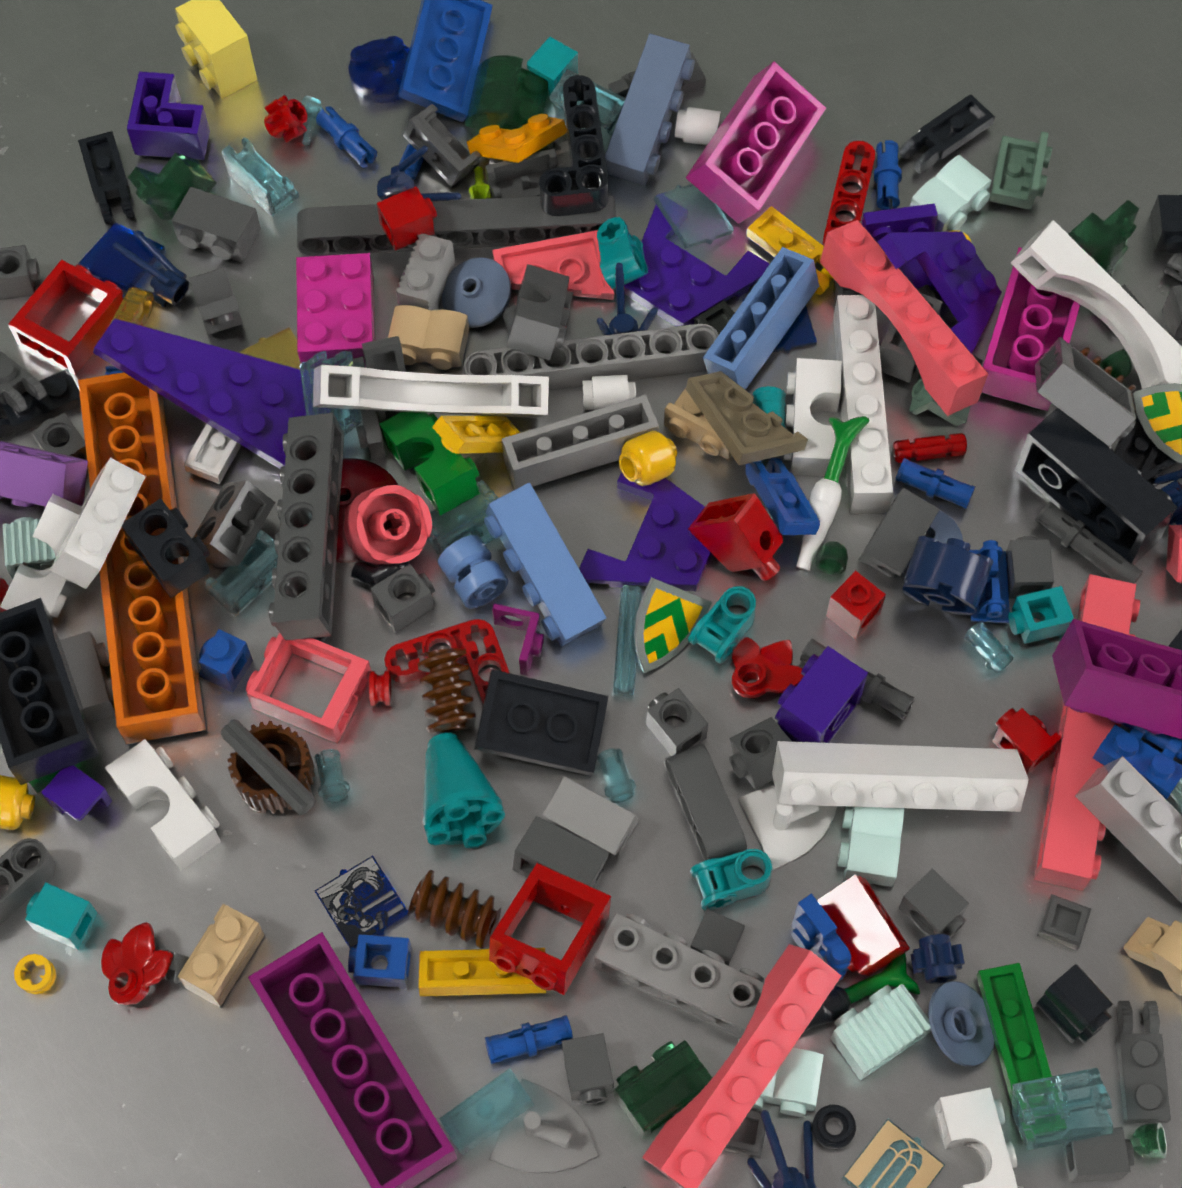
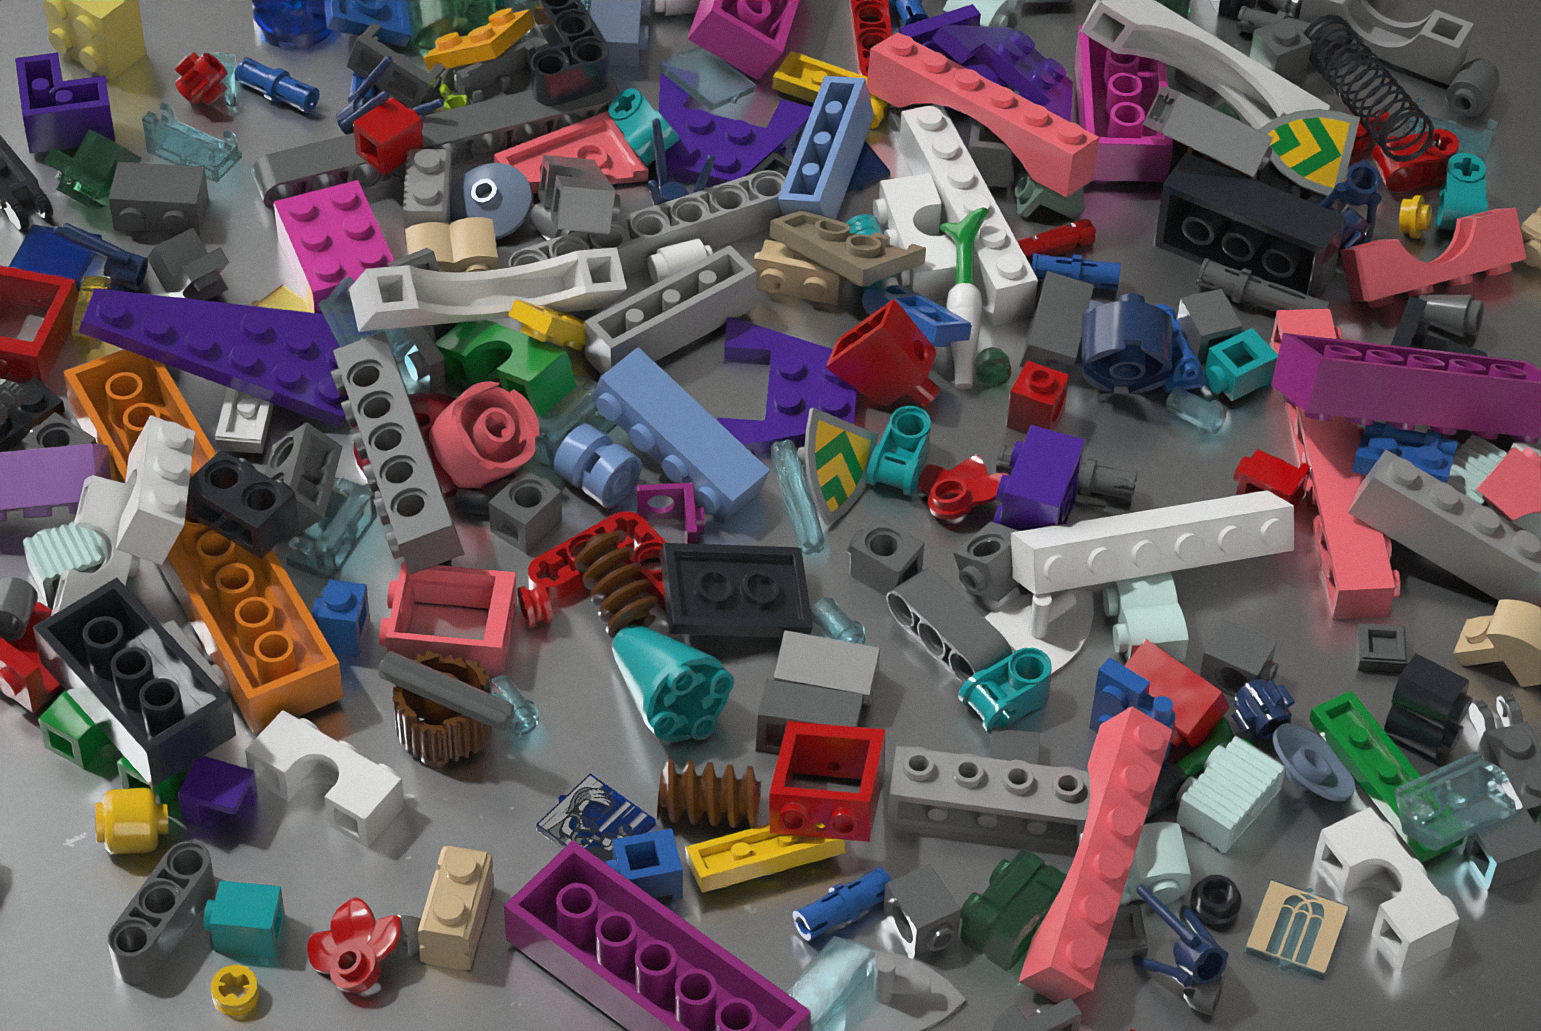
camera: 20 degrees left, 15 degrees down
(648, 458) = (754, 310): yellow head -> none

